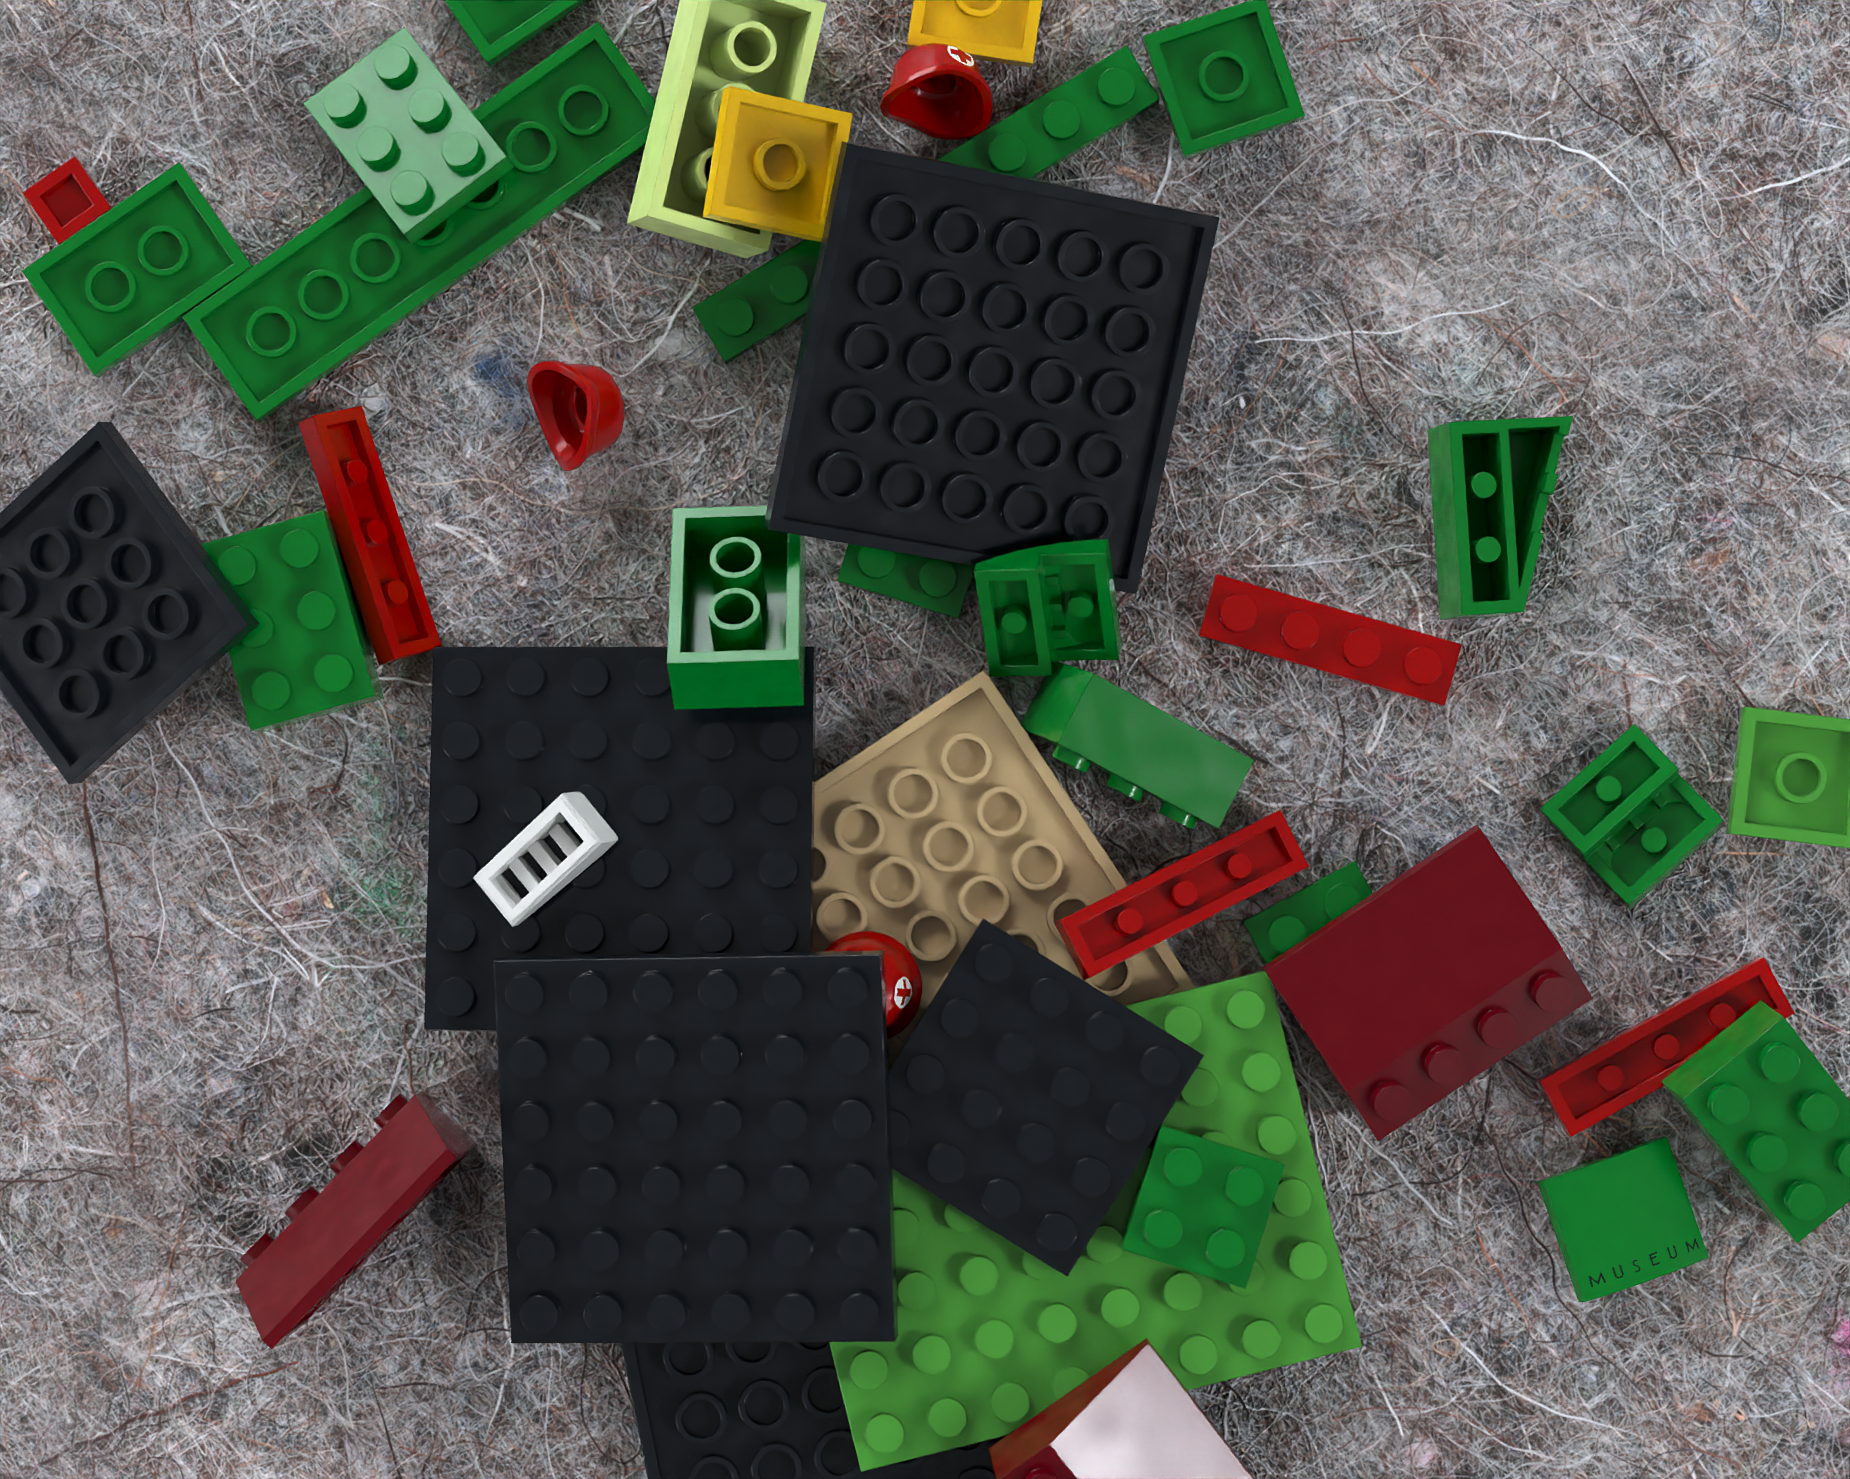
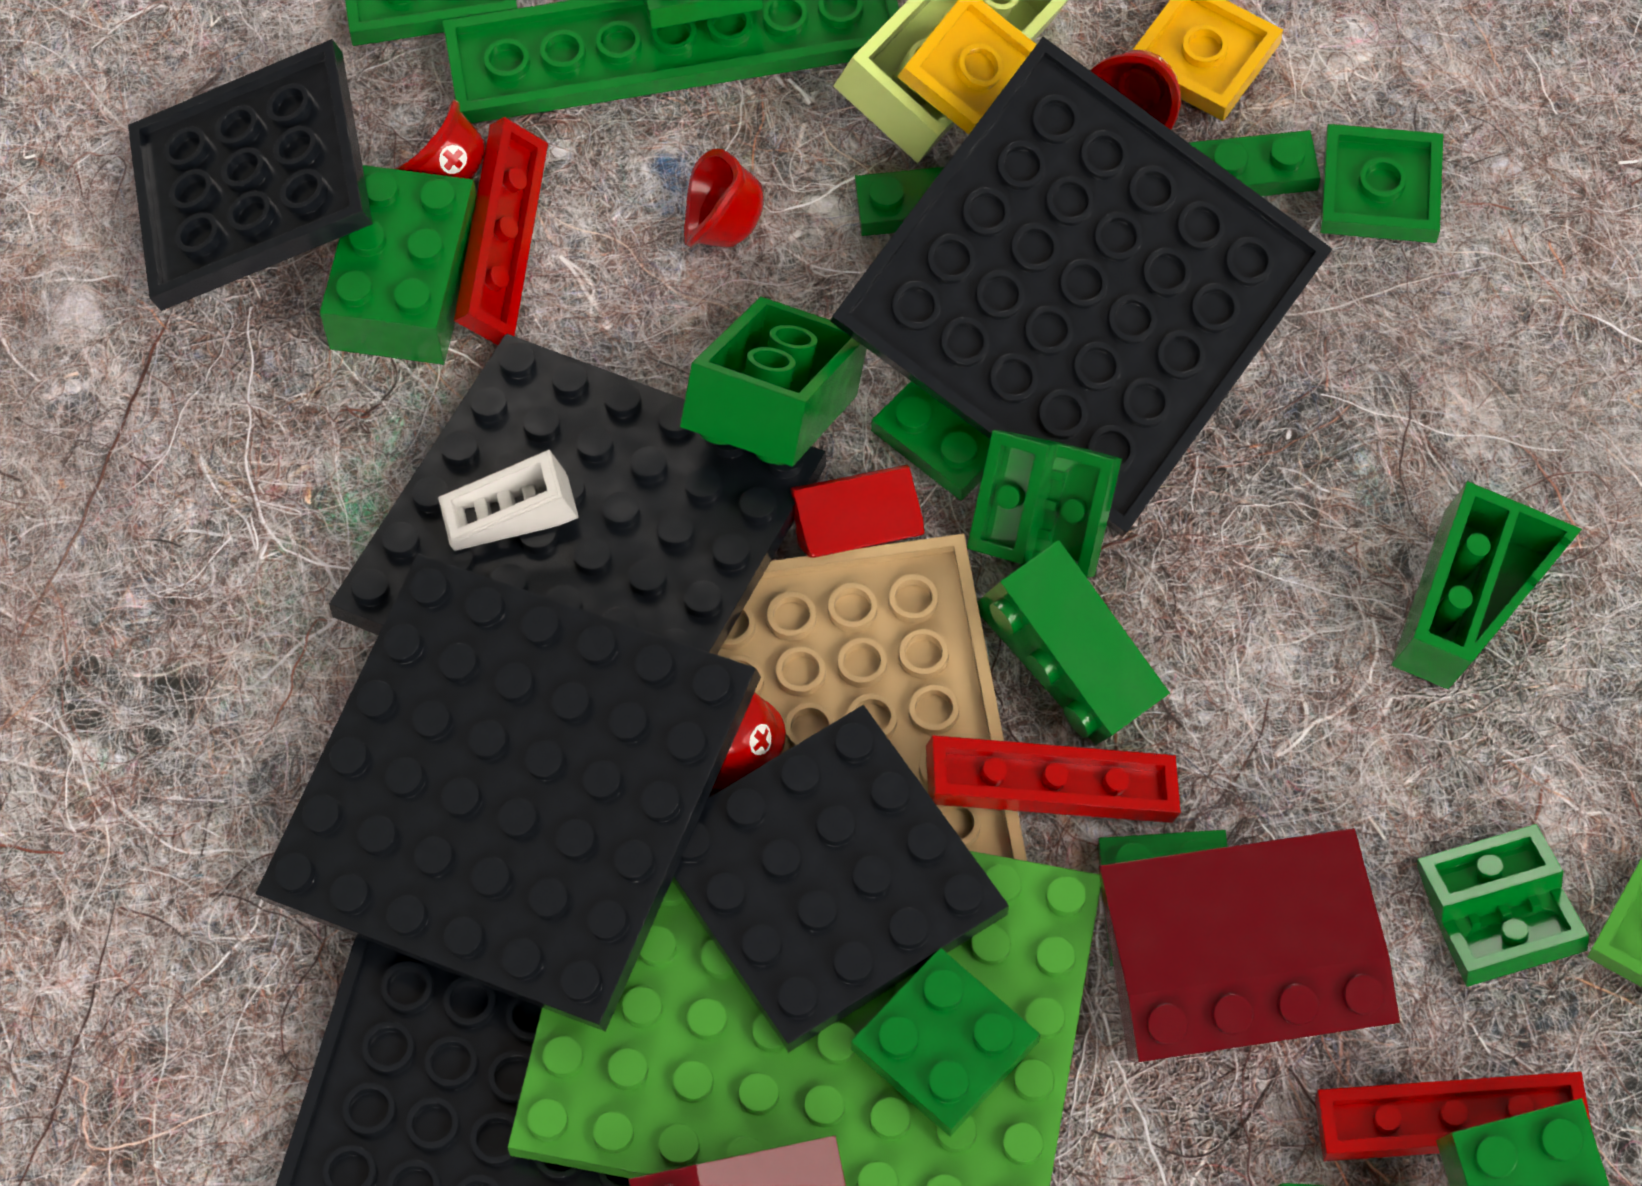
camera: 25 degrees right, 25 degrees down
(274, 483) = (452, 151): none -> red helmet
(351, 1216) = (181, 738): dark red slope -> none
(874, 695) = (857, 511): none -> red slope
(1329, 640) = (1283, 645): red plate -> none

